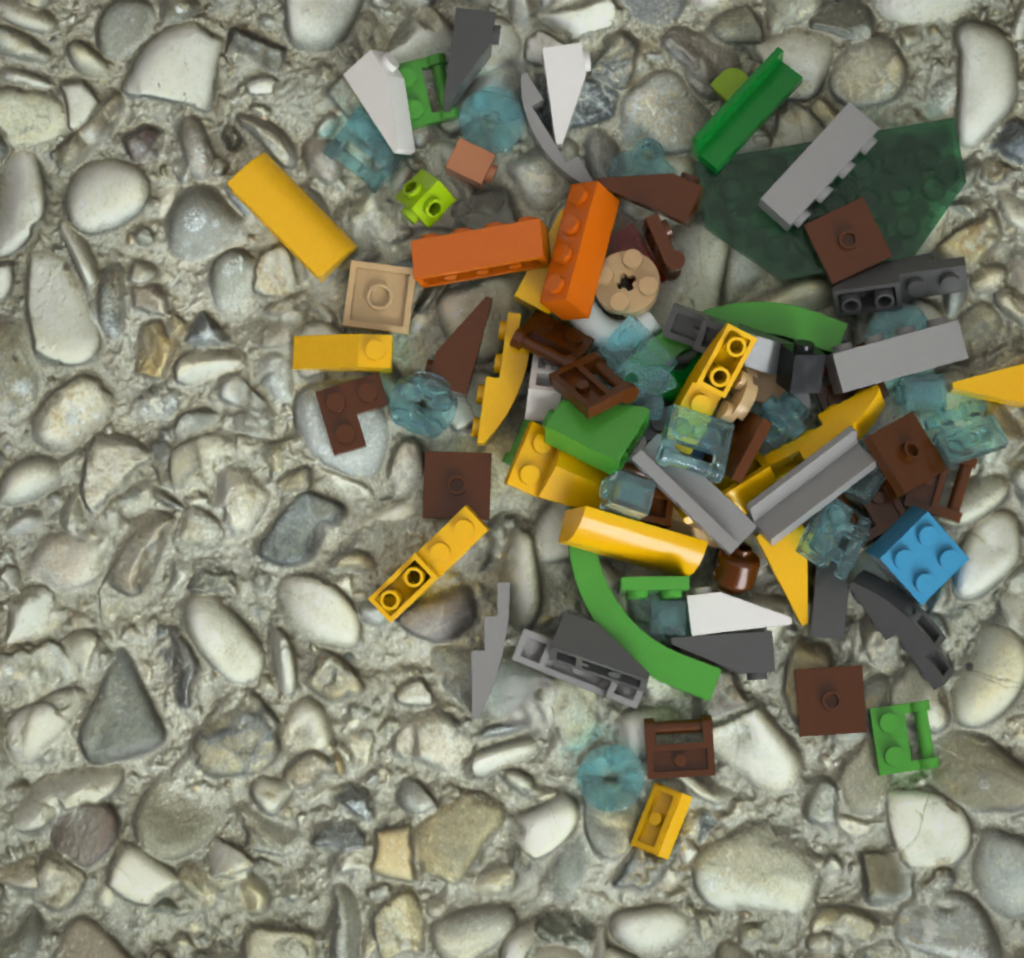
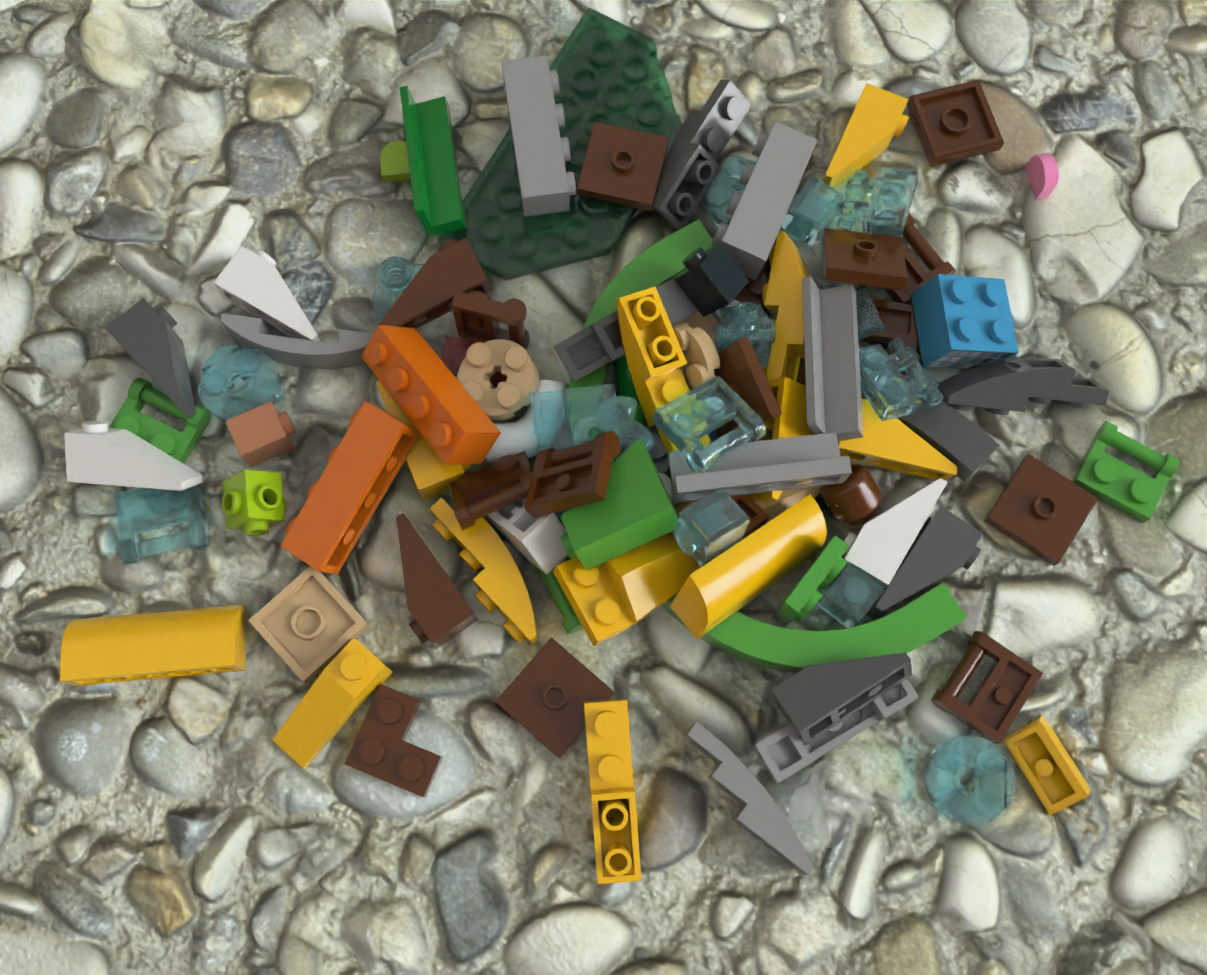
camera: 50 degrees left, 10 degrees down
(423, 420) = (461, 681): clear light blue plate -> none

